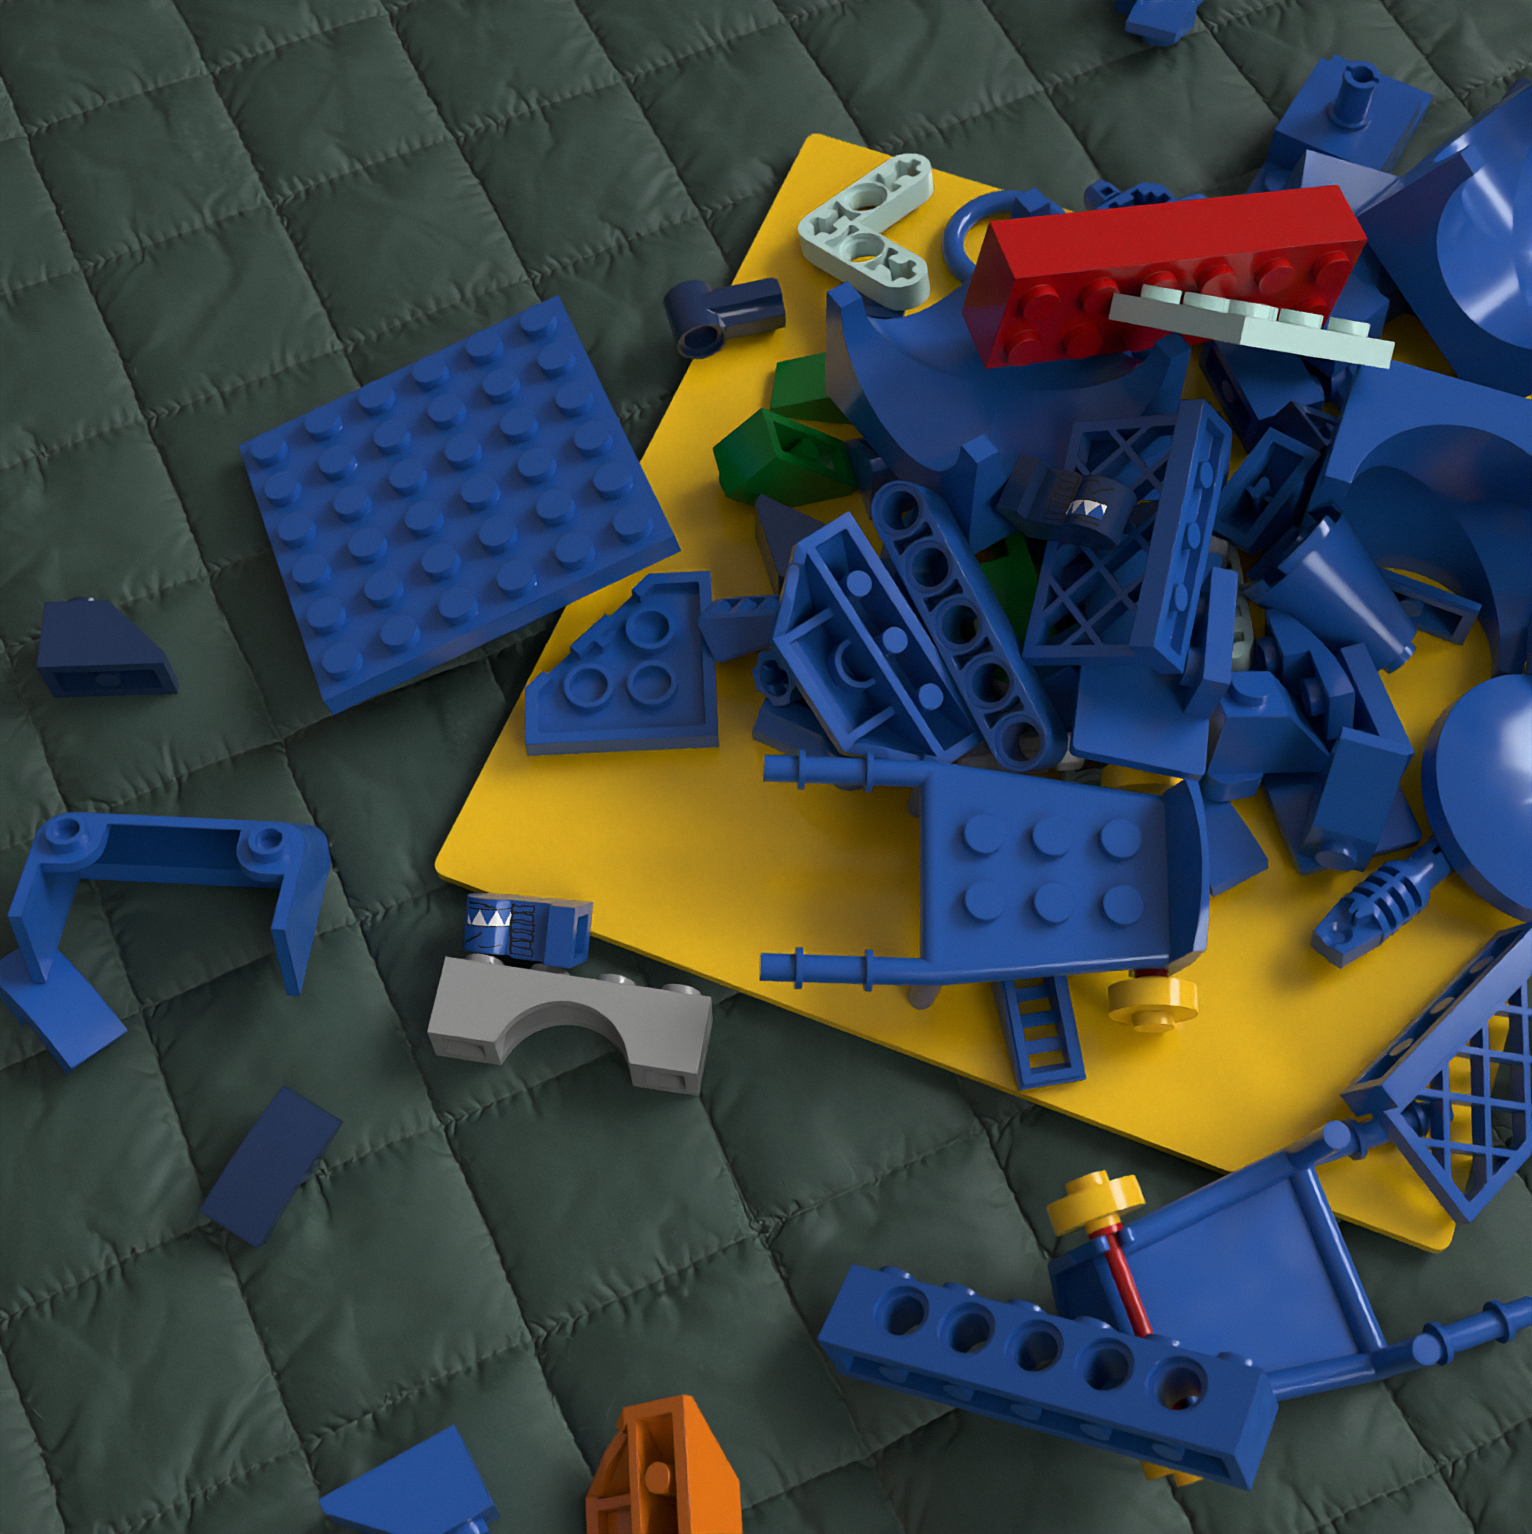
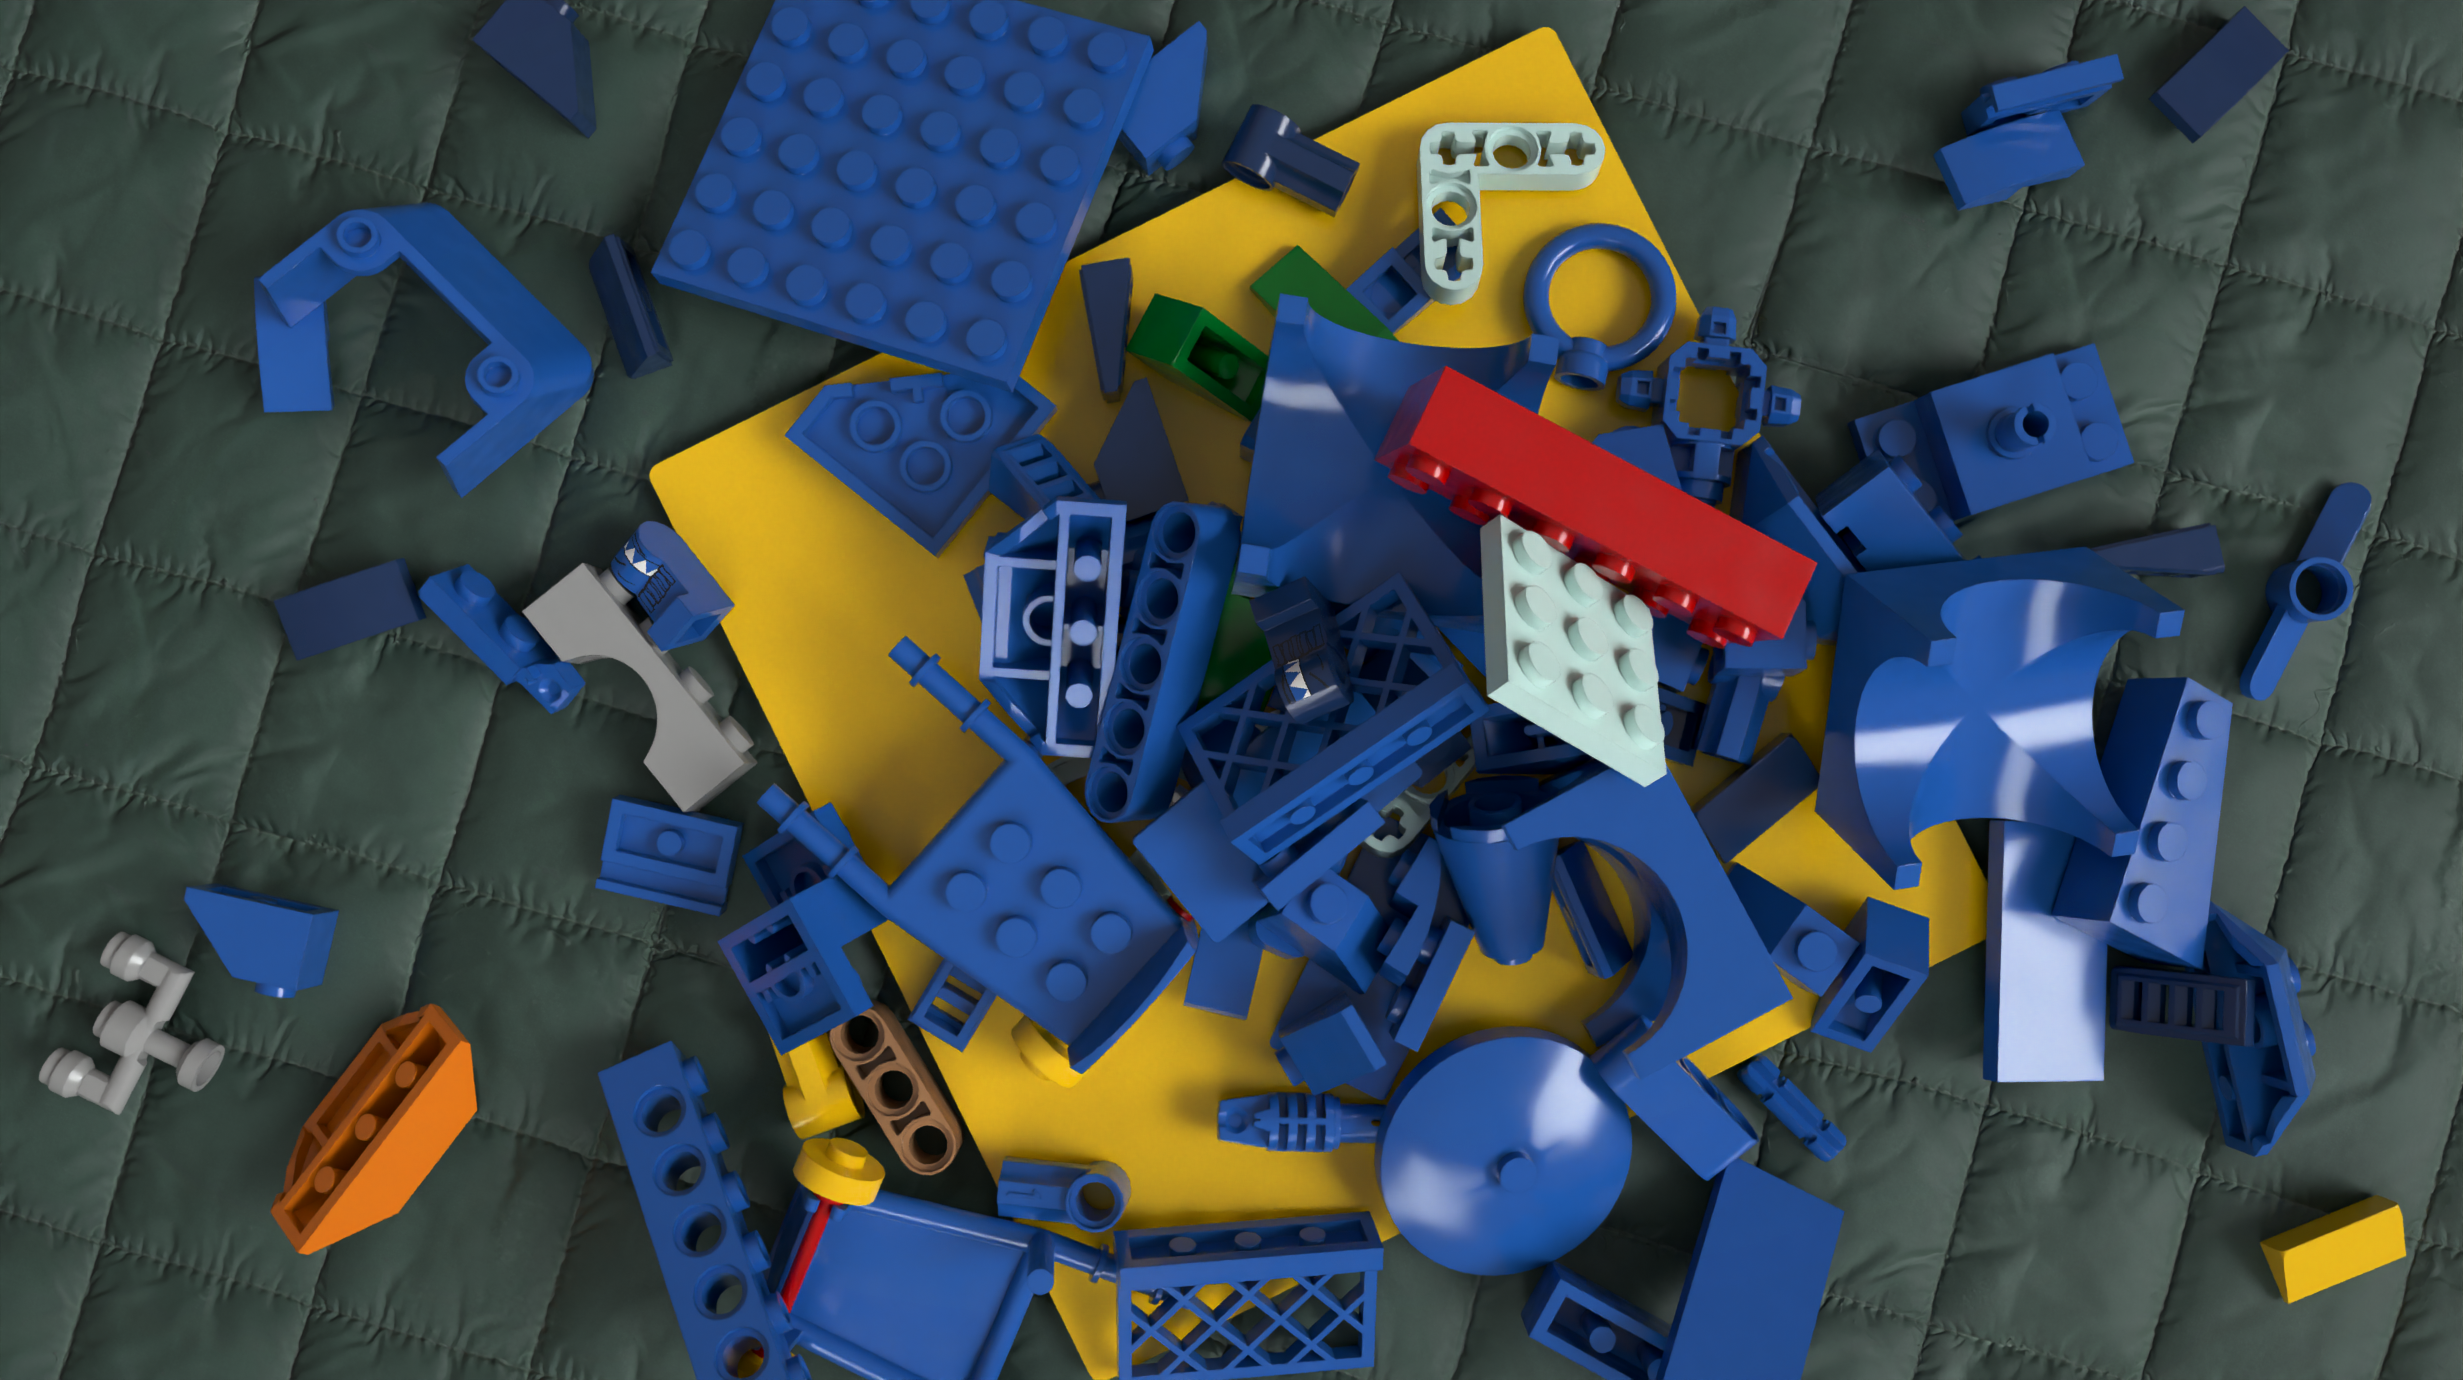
camera: 40 degrees right, 25 degrees up
(315, 771) = (629, 308): none -> dark blue slope
(432, 1077) = (500, 636): none -> blue hinge
(608, 343) = (1168, 103): none -> blue slope
(696, 497) = (1107, 300): none -> dark blue slope
(710, 1136) = (669, 855): none -> blue plate
(884, 1075) = (793, 952): none -> blue bracket
(1000, 1211) = (818, 1088): none -> yellow piece
(1036, 1126) = (899, 1118): none -> medium nougat beam
(1268, 1109) = (1055, 1192): none -> blue piece

